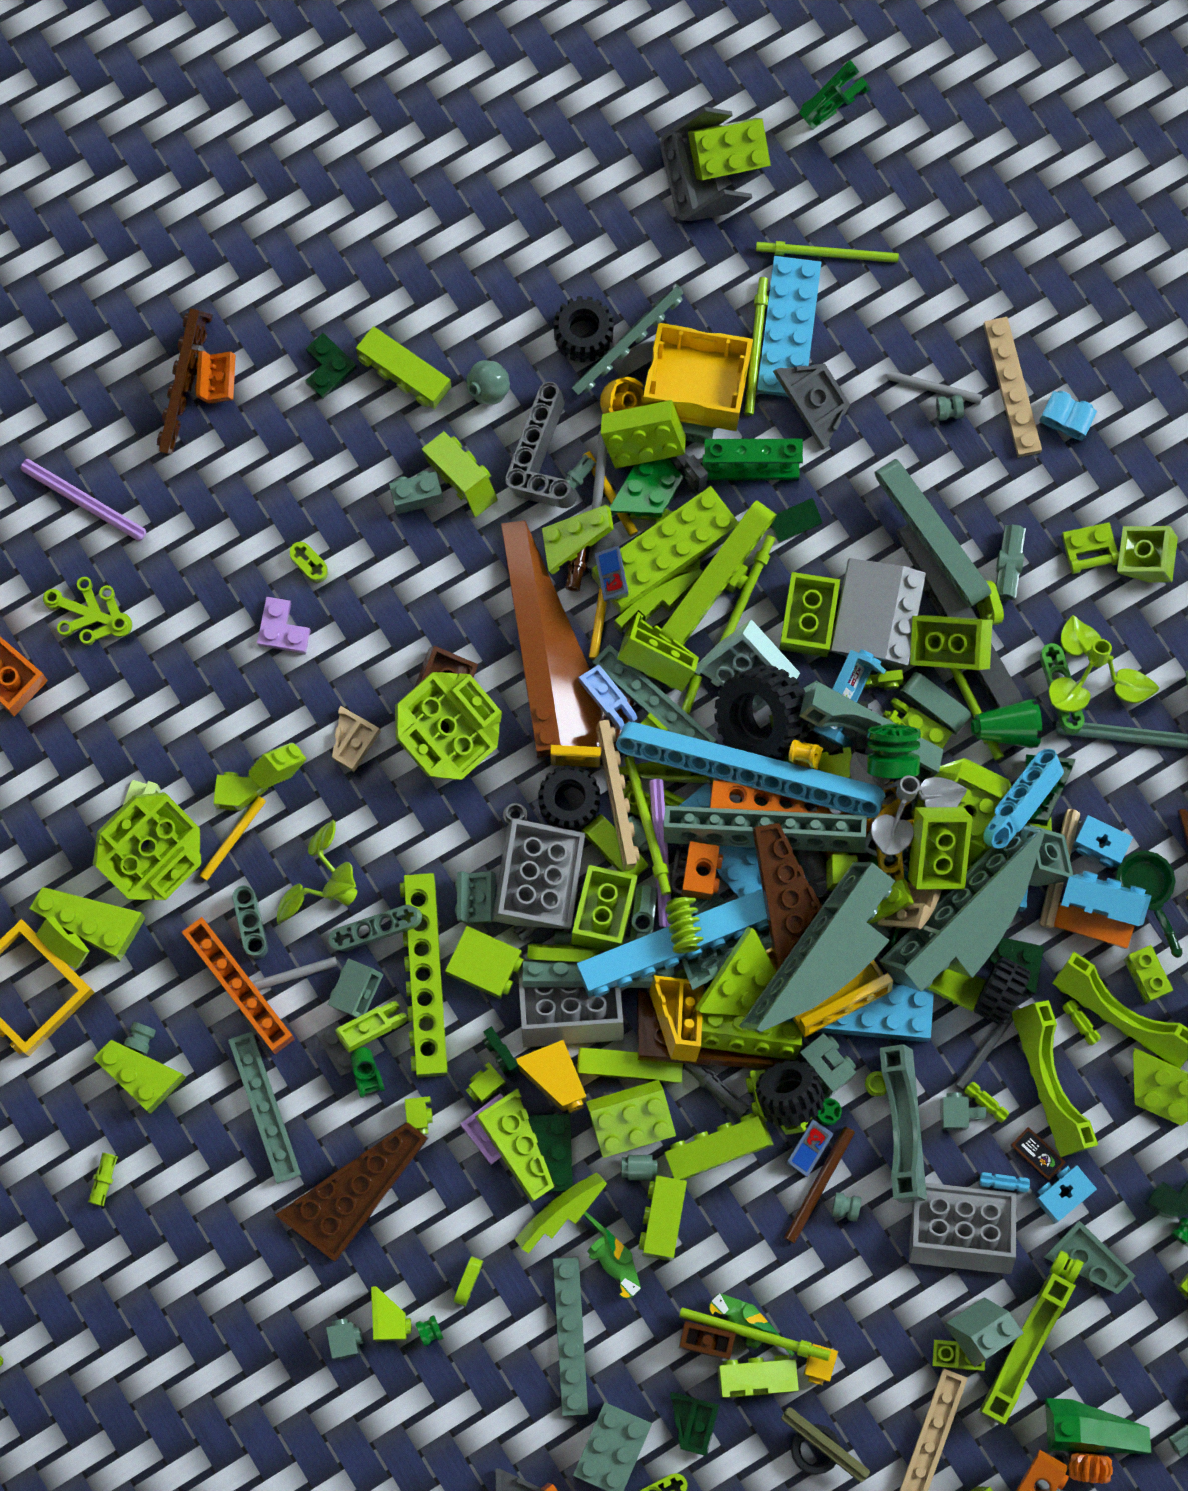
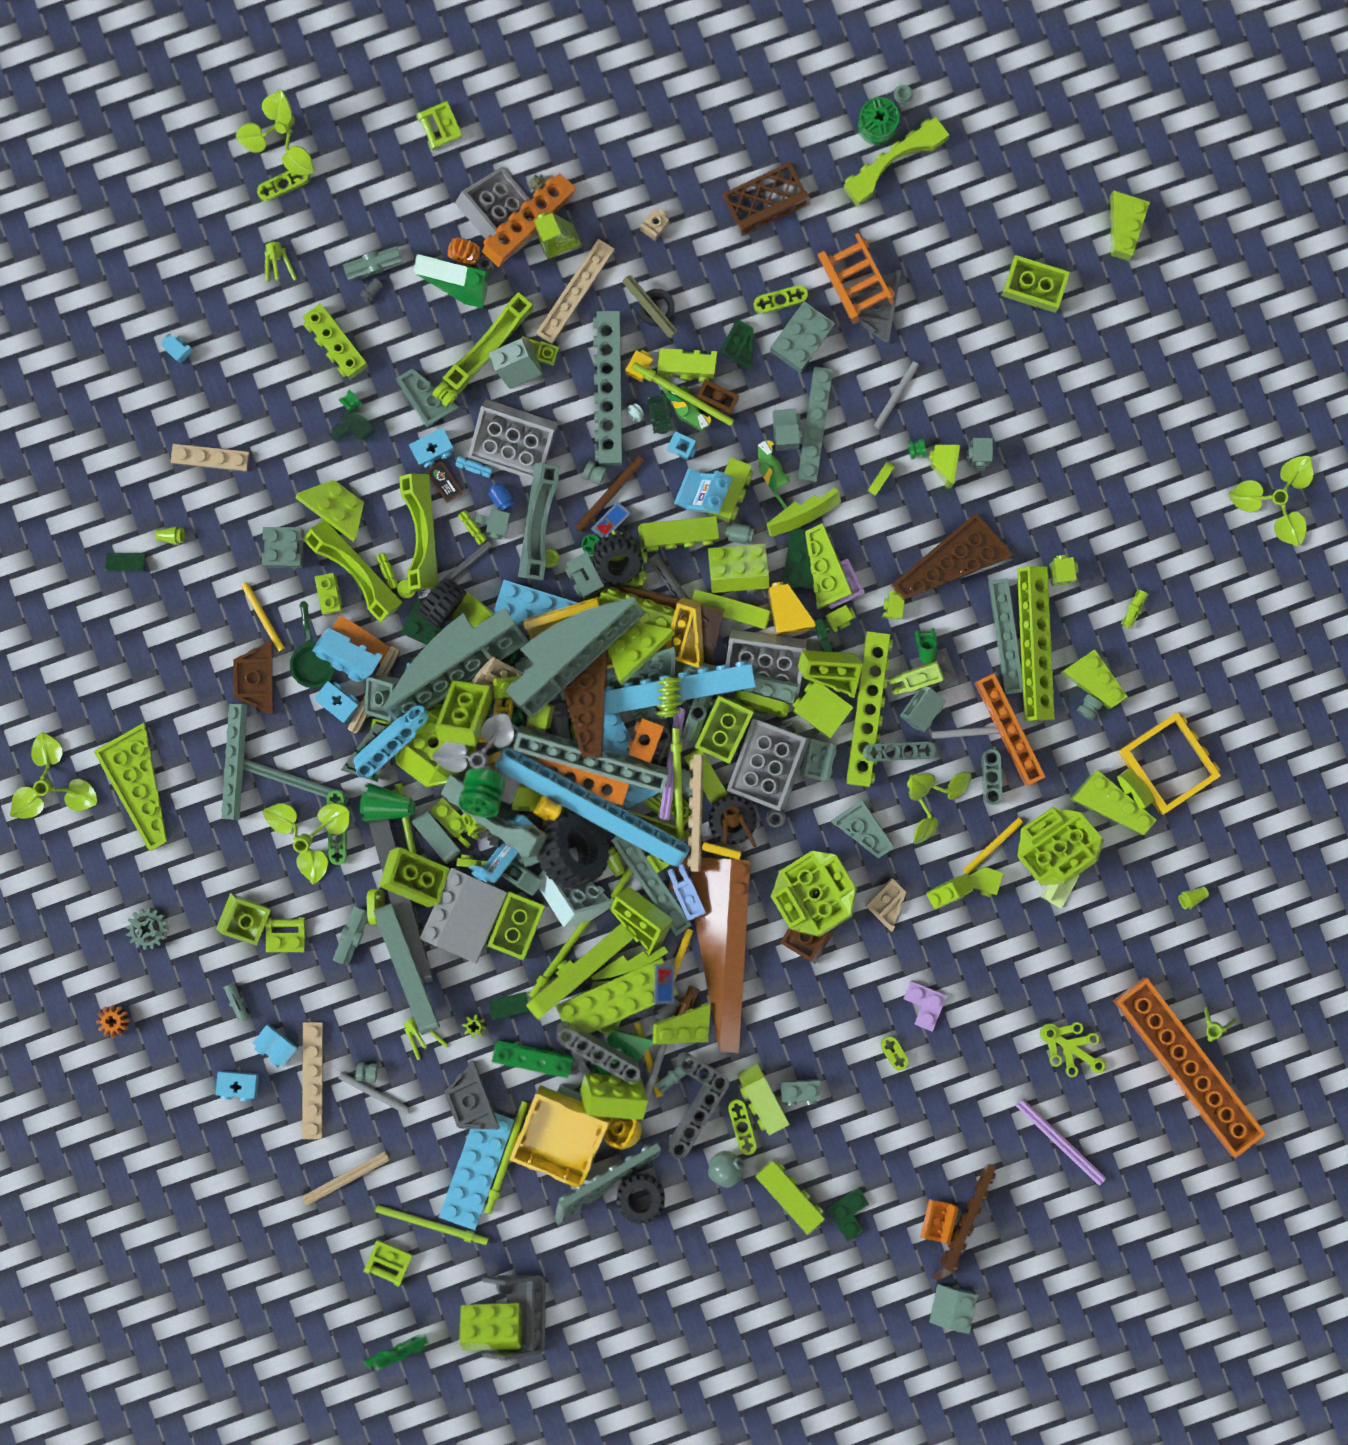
camera: 165 degrees left, 10 degrees up
(179, 282) = (953, 1308): none -> sand green slope
(205, 1206) = (1063, 570): none -> lime brick
(224, 1104) = (1035, 643): none -> lime brick
(401, 826) = (864, 828): none -> sand green wing
(464, 427) = (750, 1139): none -> lime beam
(470, 1399) = (896, 395): none -> light grey bar
(481, 1011) = (832, 669): none -> lime wedge
(569, 793) = (733, 818): none -> reddish brown plant
(607, 1317) = (786, 429): none -> sand green brick
(674, 479) = (593, 1044): none -> dark grey beam
(698, 1206) = (703, 491): none -> medium azure panel
(705, 718) = (615, 862): none -> lime cone
(748, 1262) = (678, 440): none -> medium azure brick
(778, 1301) = (659, 414): none -> clear green brick
(811, 1299) = (635, 412): none -> light aqua plate
(814, 667) = (522, 877): none -> sand green brick
(837, 483) = (478, 1023): none -> lime gear
(842, 1232) = (609, 320): none -> sand green brick
(866, 205) = (391, 1257): none -> lime plate
(904, 460) = (412, 1029): none -> lime plant
(943, 283) = (345, 1178): none -> tan axle
(959, 1149) = (501, 496): none -> blue brick
(1056, 1002) = (403, 591): none -> lime plate
(1091, 368) = (227, 1079): none -> medium azure brick
(1139, 468) = (231, 989): none -> sand green pin

